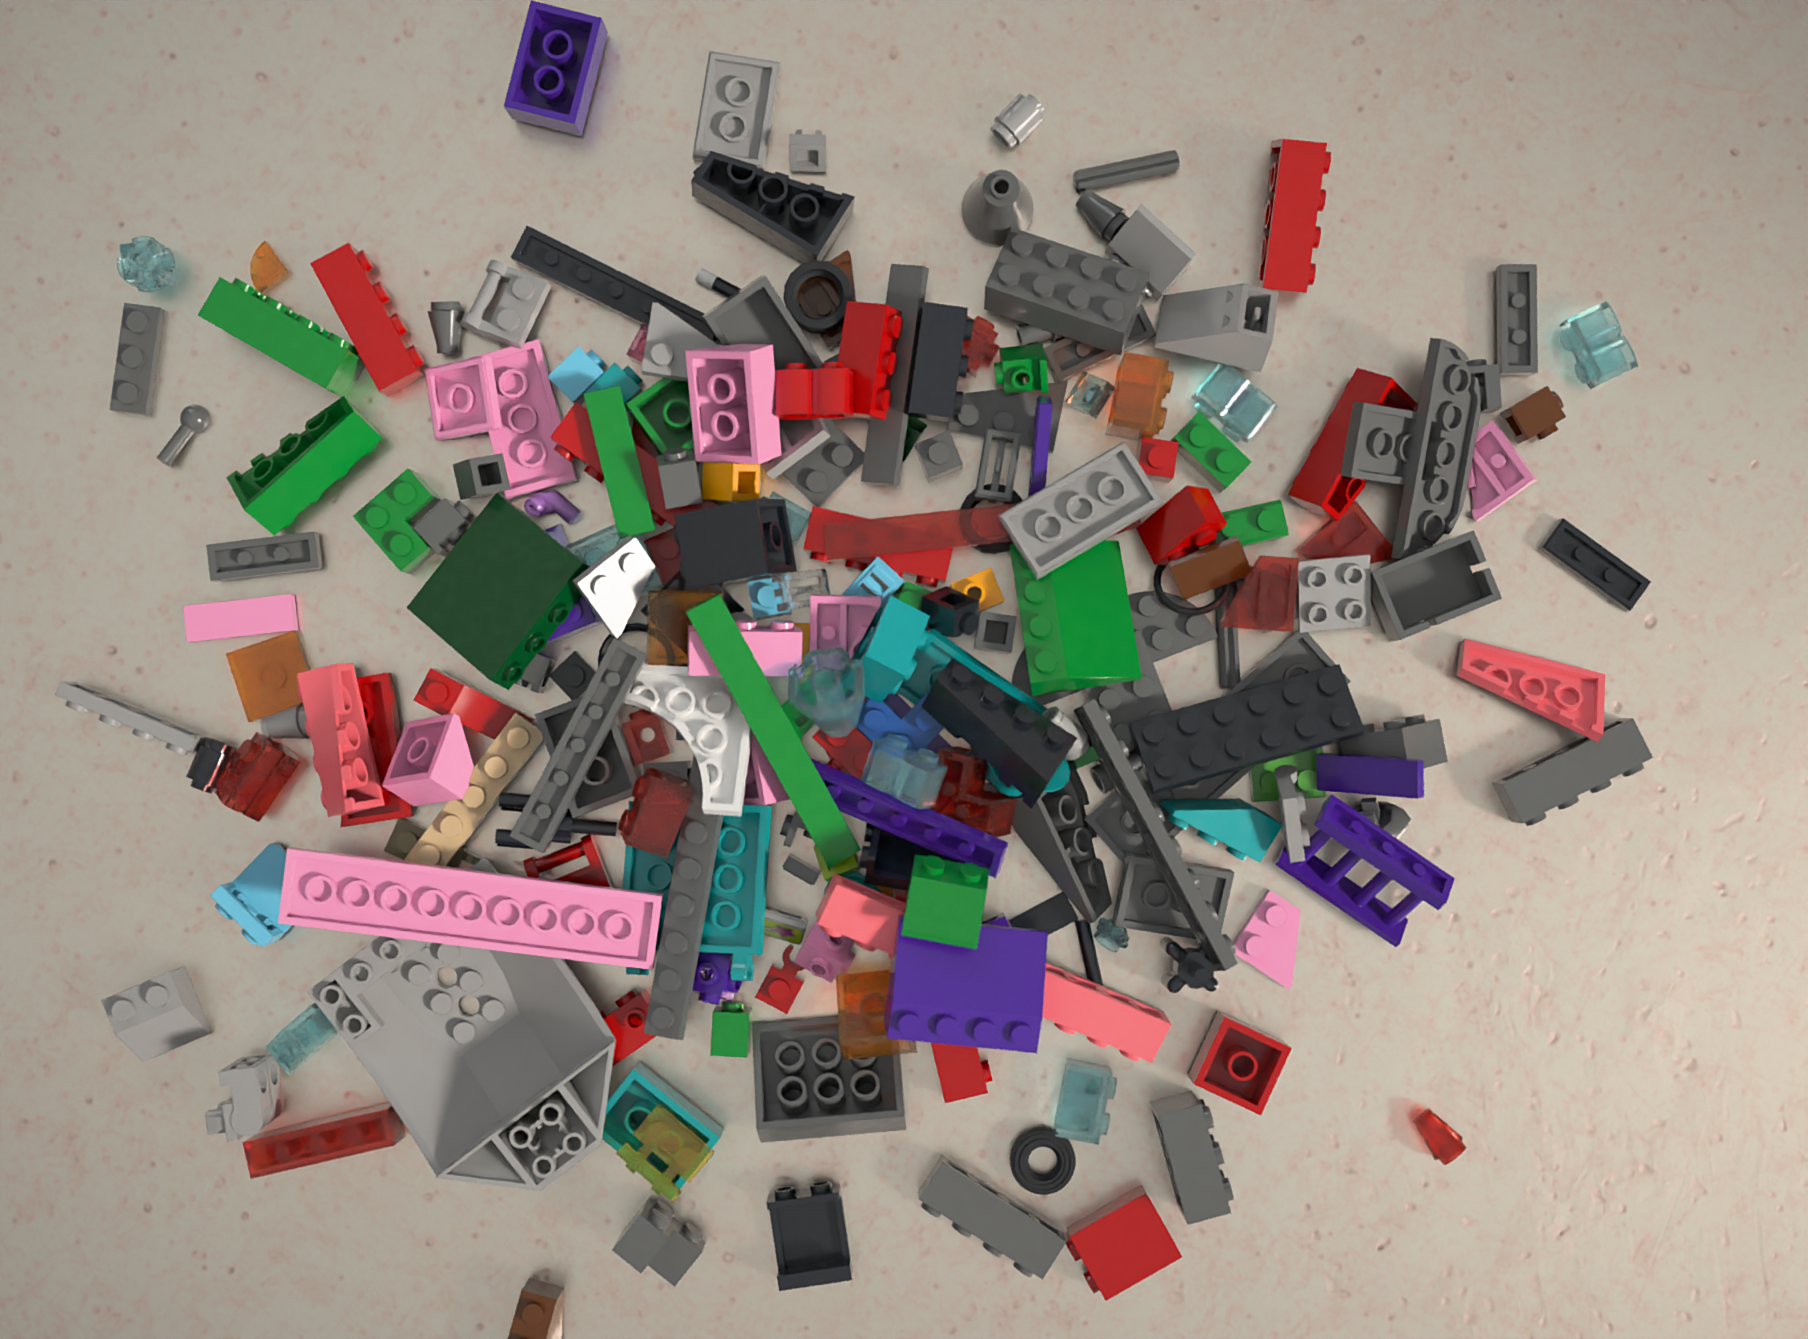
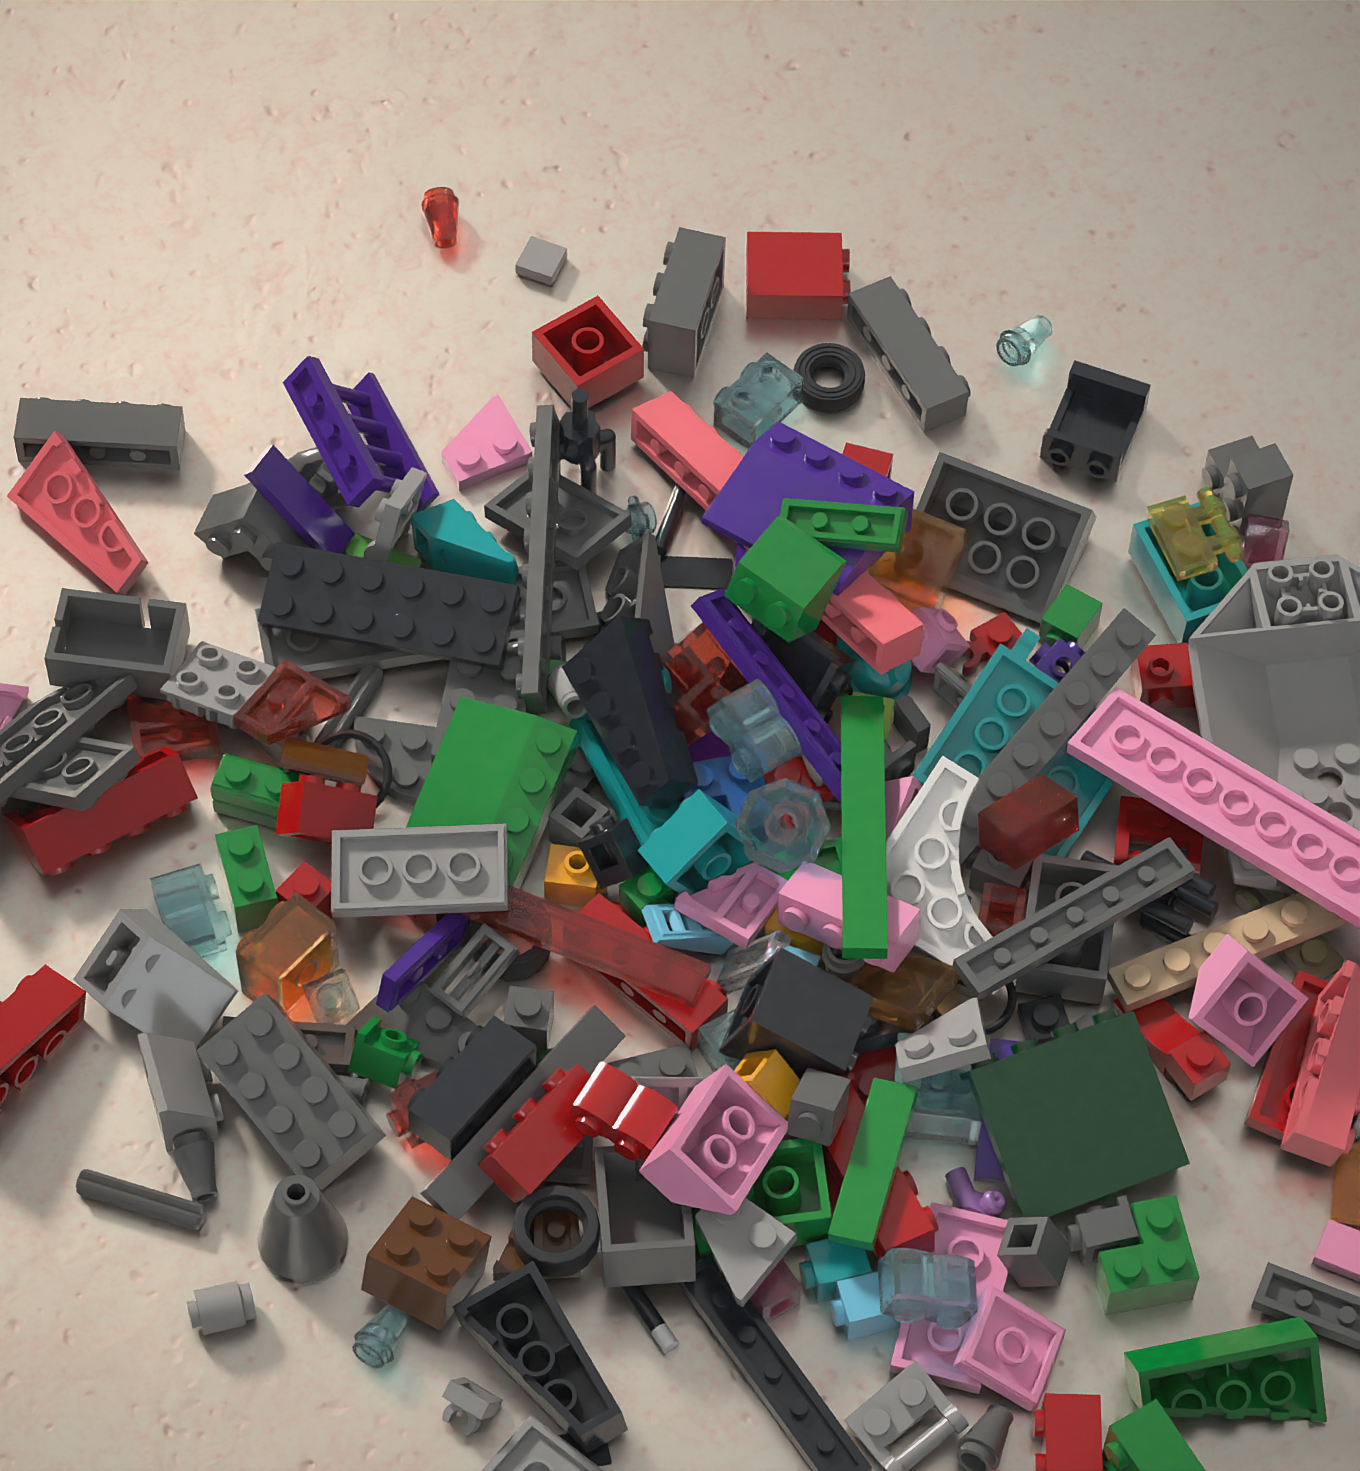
camera: 155 degrees left, 30 degrees down
(534, 396) = (927, 1287): none -> clear light blue brick
(615, 1187) = (1264, 539): none -> clear pink brick
(895, 224) = (425, 1262): none -> reddish brown brick
(897, 166) = (380, 1337): none -> clear light blue cone
(908, 1283) = (1021, 342): none -> clear light blue cone
(923, 972) = (849, 524): none -> green tile
(1335, 1143) = (541, 260): none -> light grey tile

